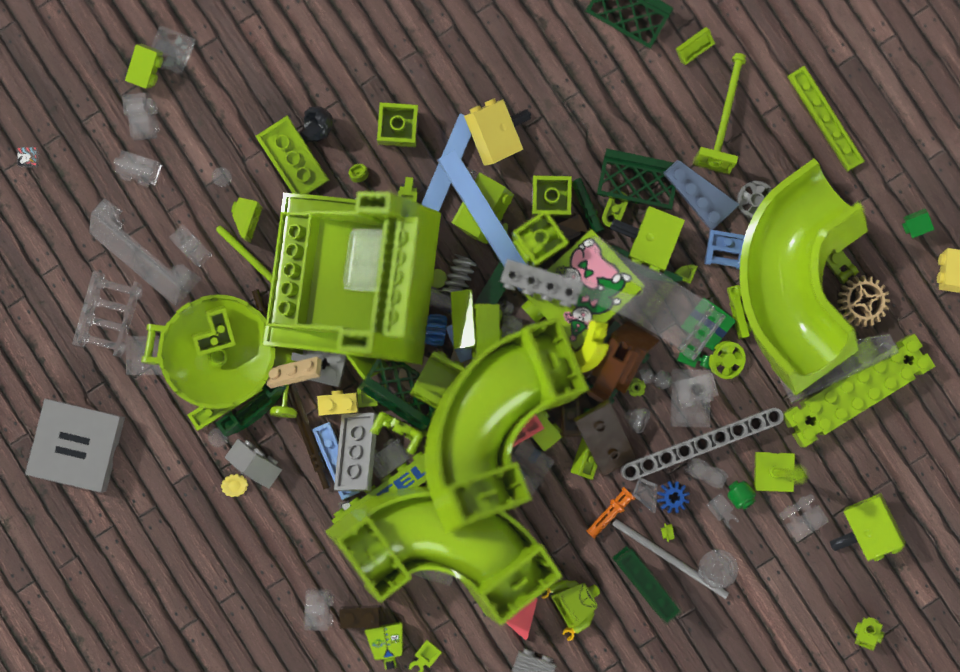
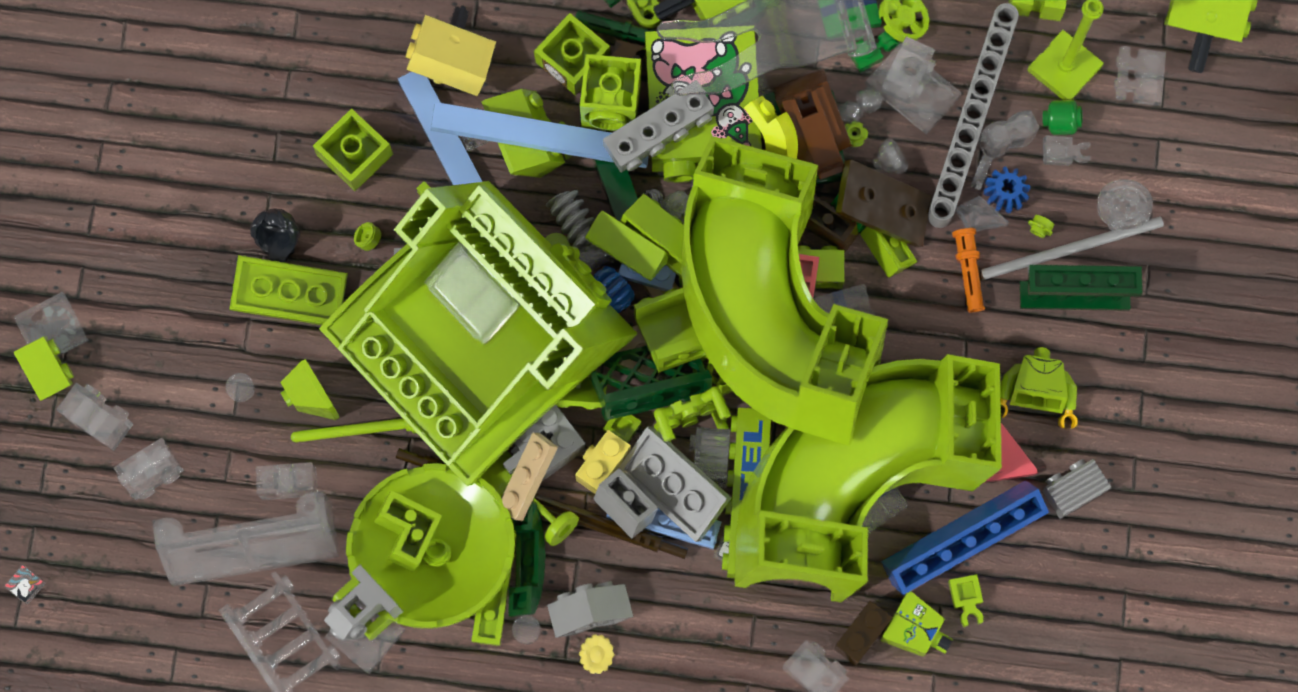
camera: 45 degrees left, 10 degrees down
(161, 344) = (372, 595): none -> light grey tile
(324, 435) = (625, 503): none -> light grey brick
(425, 308) = (569, 258): none -> lime plate
(456, 630) = (964, 537): none -> blue brick
(671, 475) = (981, 172): none -> clear tile

